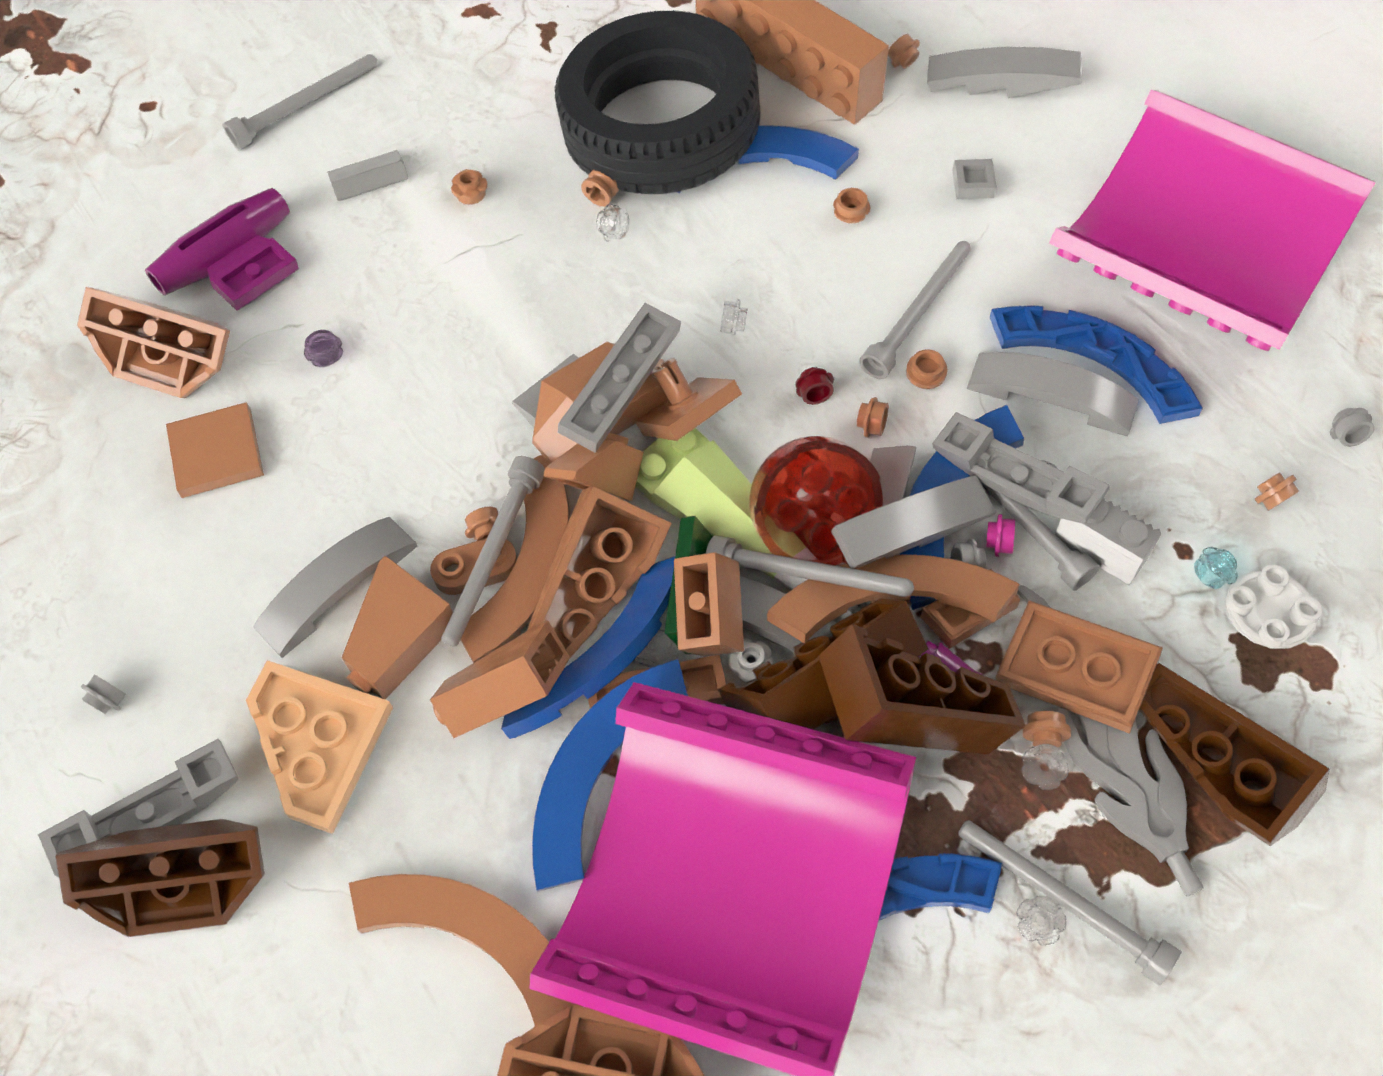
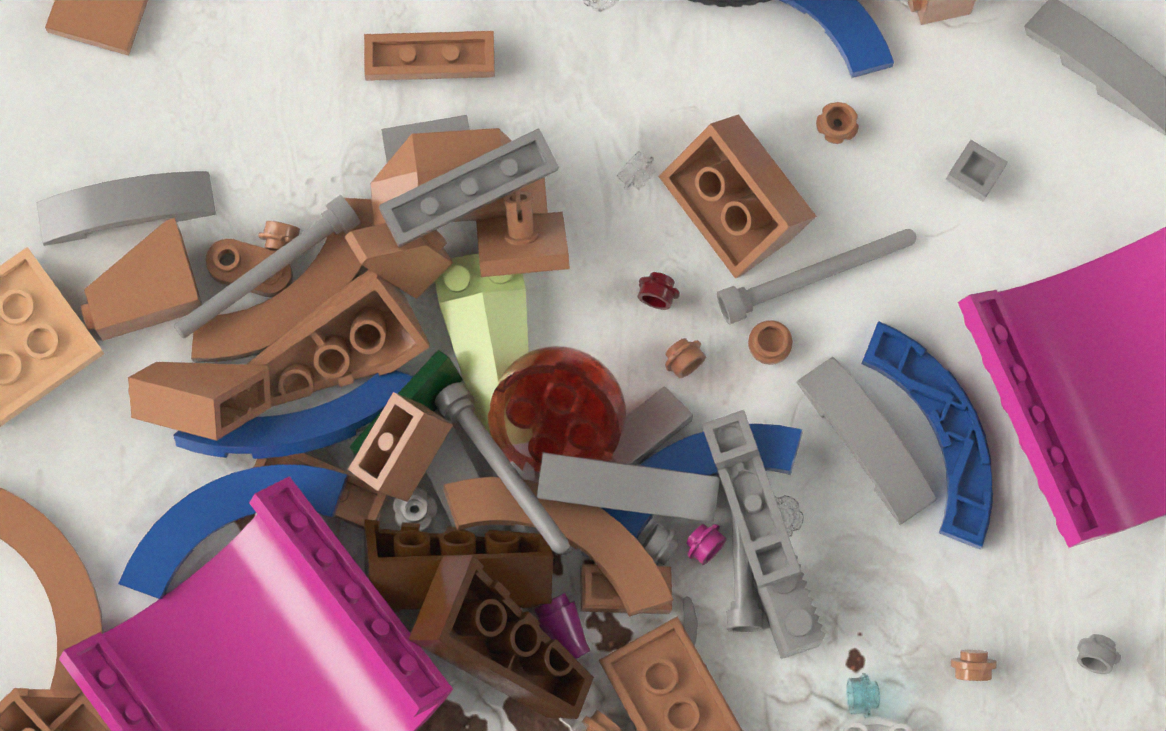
camera: 30 degrees right, 15 degrees up
(512, 333) = (429, 55): none -> nougat plate
(819, 289) = (736, 195): none -> nougat slope

